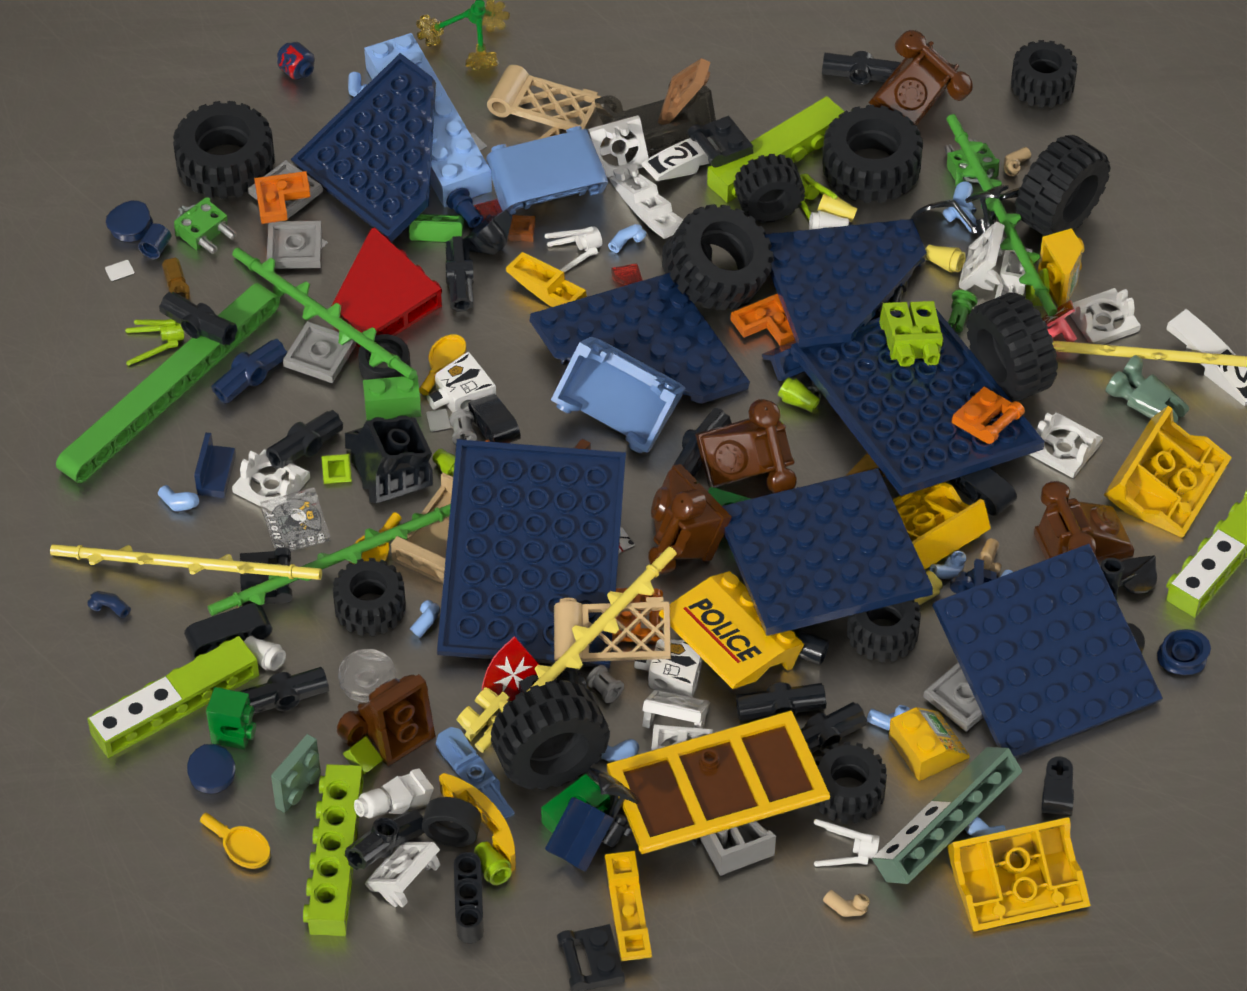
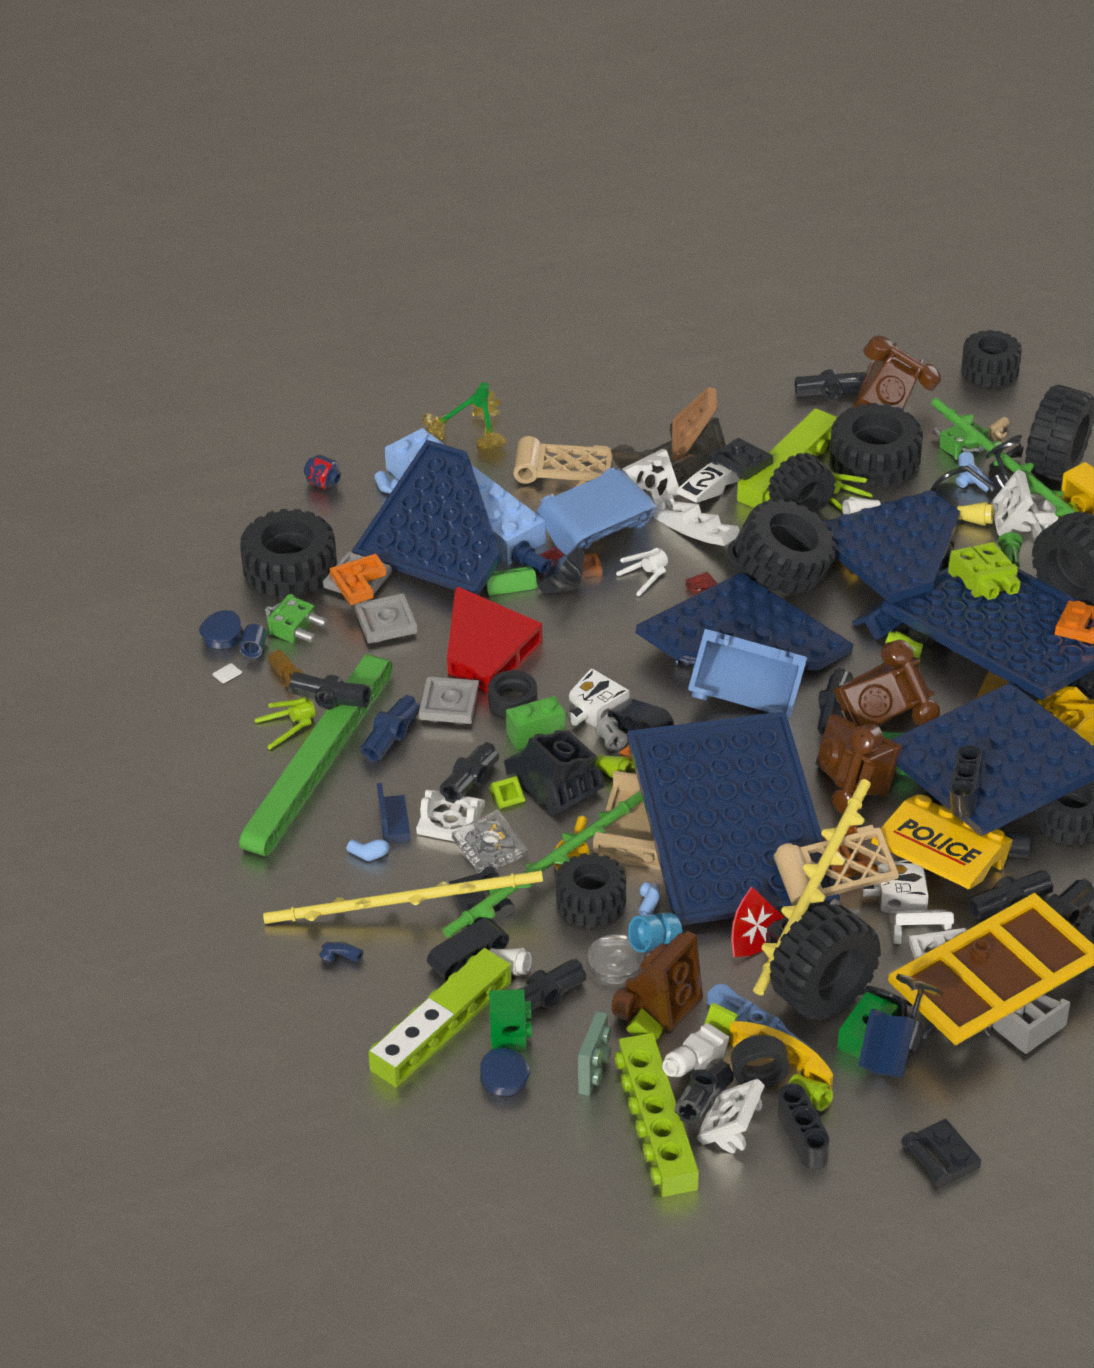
camera: 15 degrees left, 10 degrees down
(241, 843) = (561, 1130): yellow piece -> none
(330, 315) = (450, 665): bright green plant -> none
(408, 658) = (650, 930): none -> dark azure wheel
(433, 767) = (721, 1018): none -> lime slope
(438, 420) = (583, 733): white sticker -> none
(440, 355) = (564, 679): yellow piece -> none
(459, 274) = (551, 611): black piece -> none
(473, 722) = (747, 955): light yellow hips -> none
(544, 280) = (630, 600): yellow slope -> none
(621, 751) = (884, 968): light blue arm -> none
(627, 906) = (953, 1100): yellow slope -> none
(634, 231) = (692, 547): light blue arm -> none
(762, 315) = (845, 587): orange plate -> none
(768, 575) = (966, 781): none -> black beam
(837, 207) = (862, 491): light yellow cone -> none

